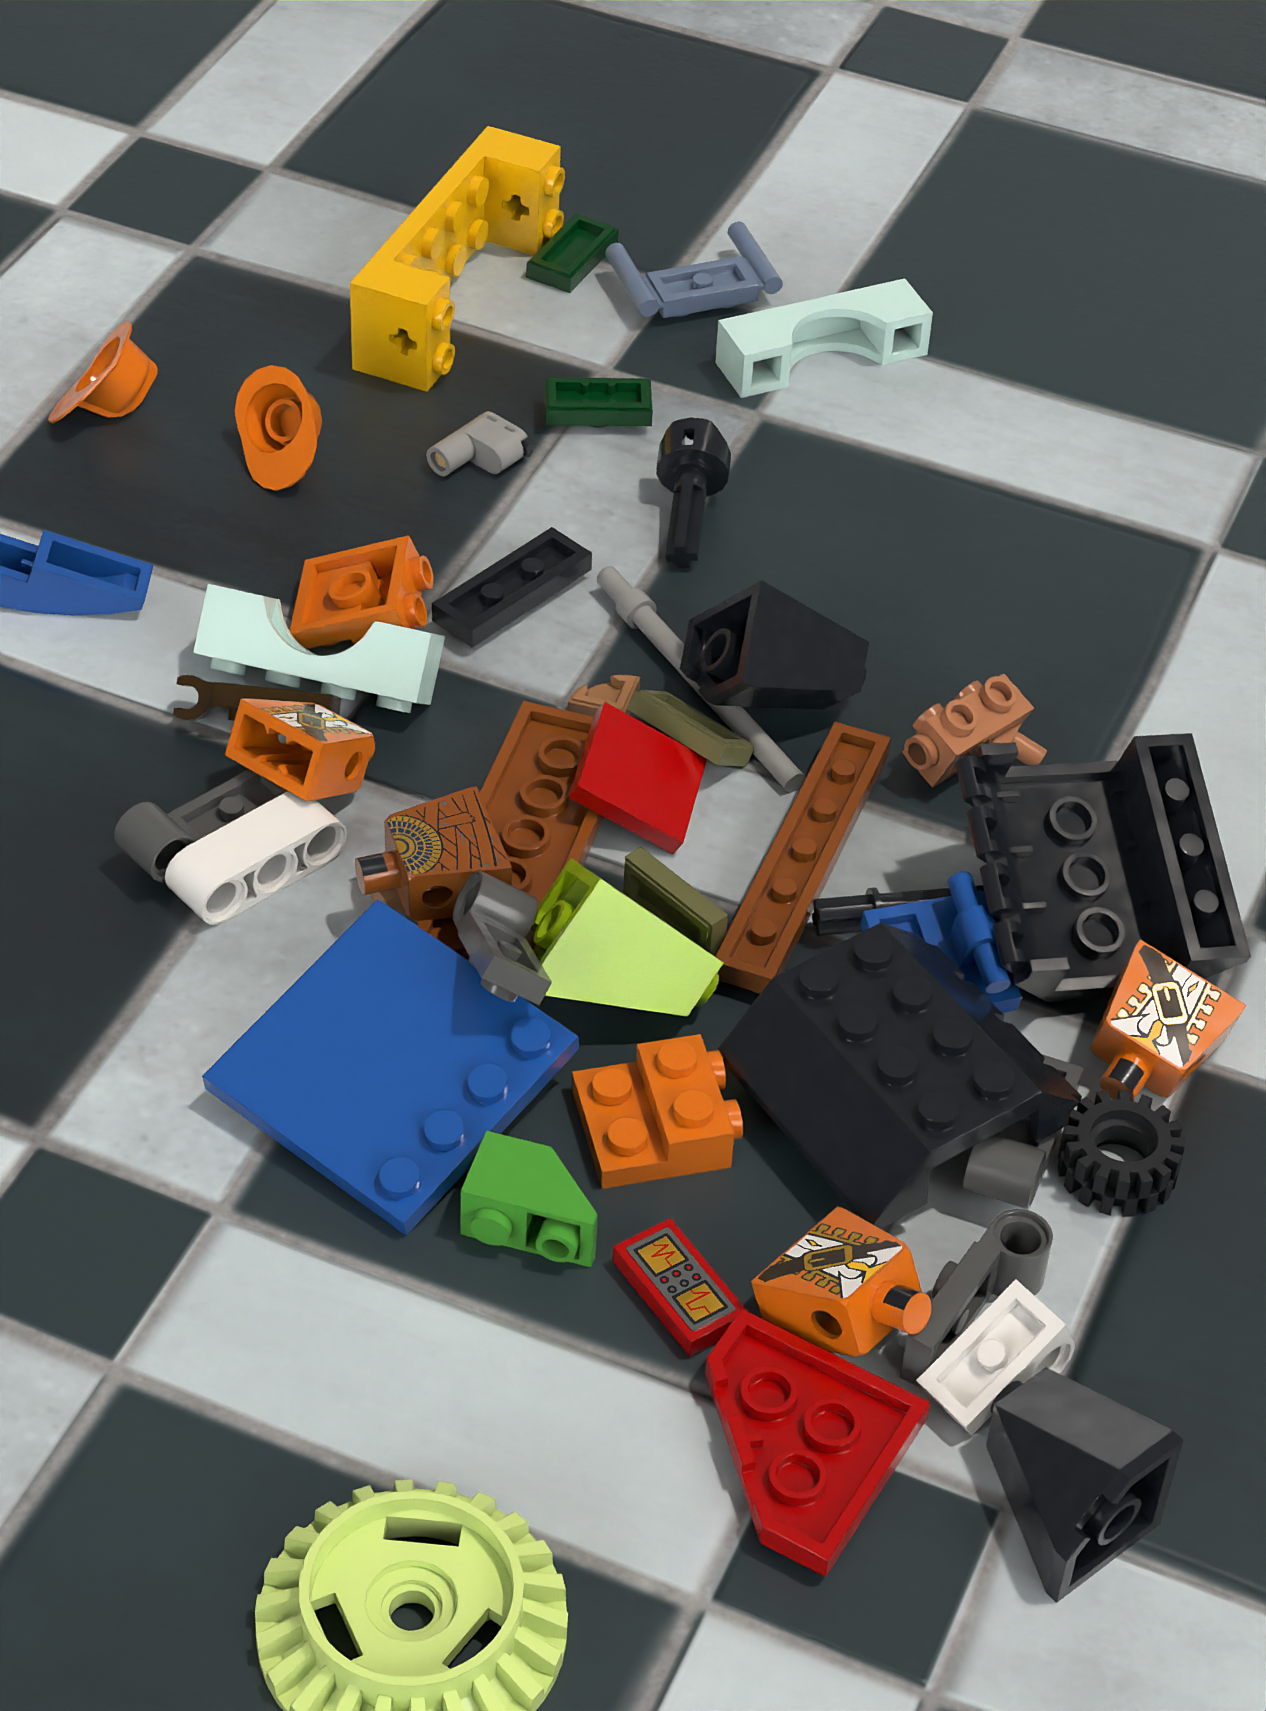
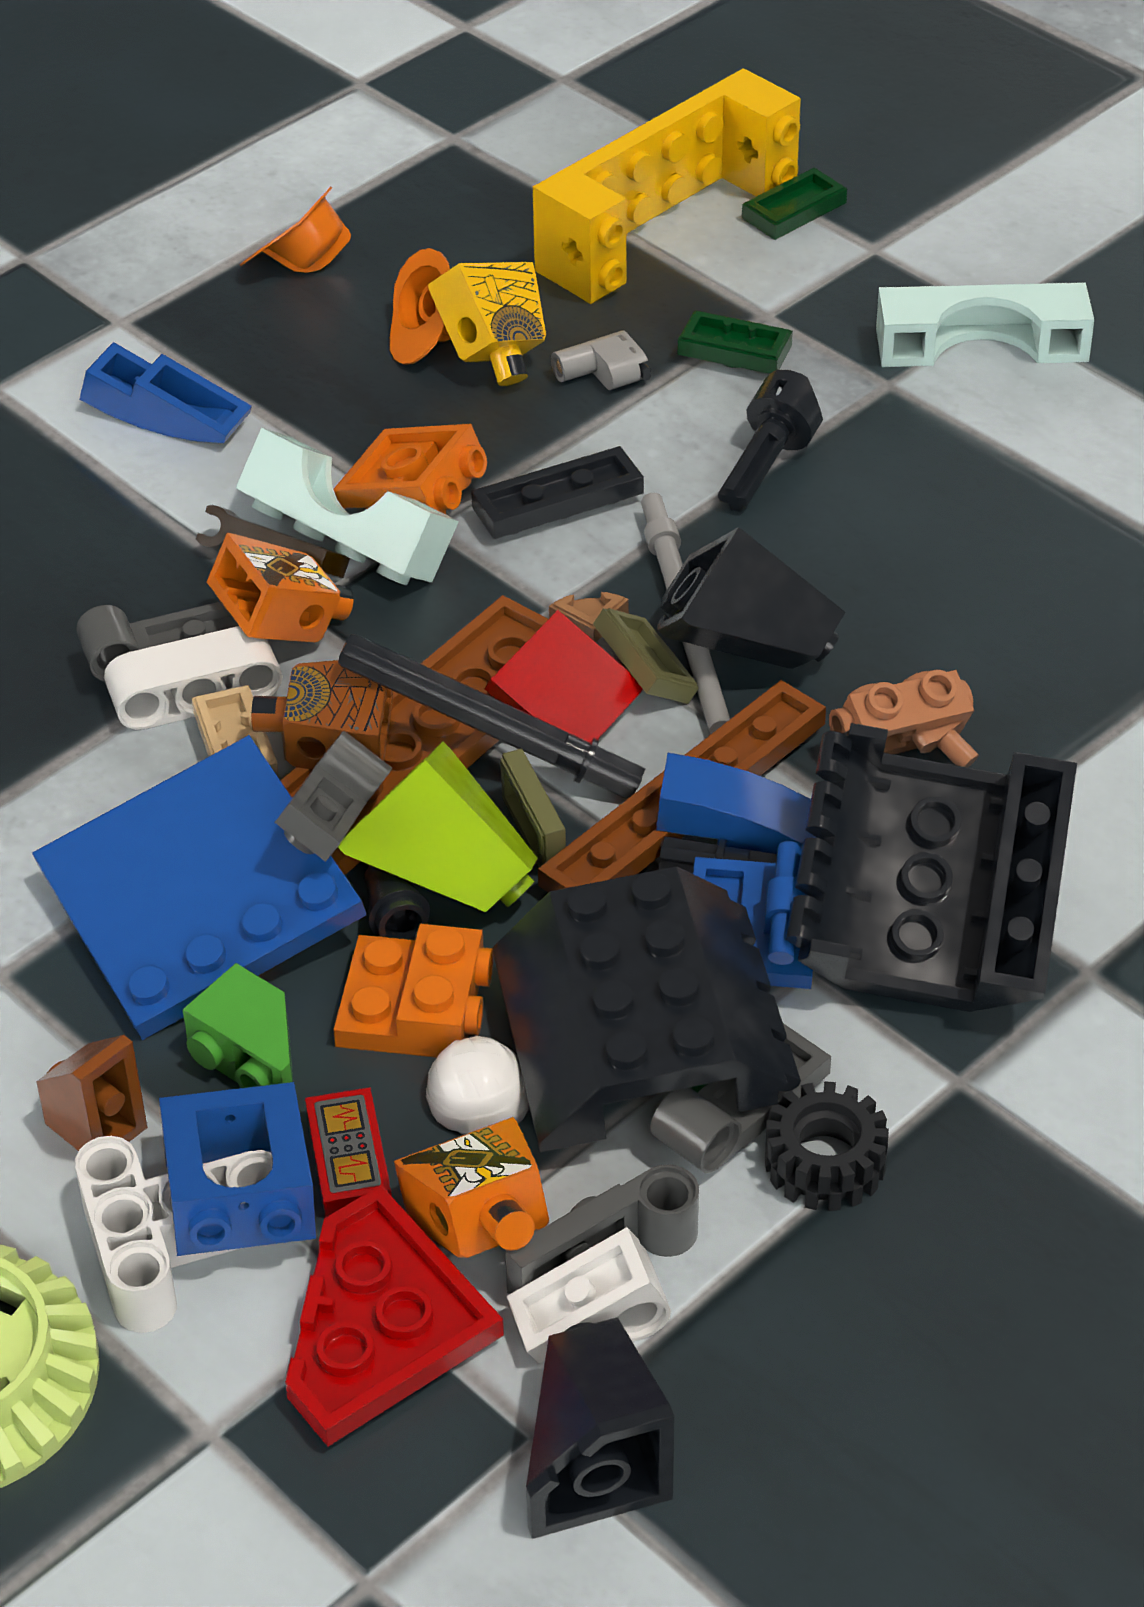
camera: 25 degrees right, 0 degrees up
(320, 896) = (226, 718): none -> tan plate
(361, 422) = (492, 314): none -> yellow torso
(412, 1302) = (94, 1093): none -> dark orange slope
(541, 1403) = (135, 1225): none -> white beam
(599, 822) = (491, 716): none -> black axle
(601, 1033) = (394, 905): none -> black cone
(610, 1386) = (226, 1124): none -> blue panel
(699, 285) = (895, 254): sand blue plate -> none
(768, 1189) = (476, 1085): none -> white piece
(870, 852) = (730, 805): none -> blue slope
(1160, 1025) = (925, 1037): torso -> none

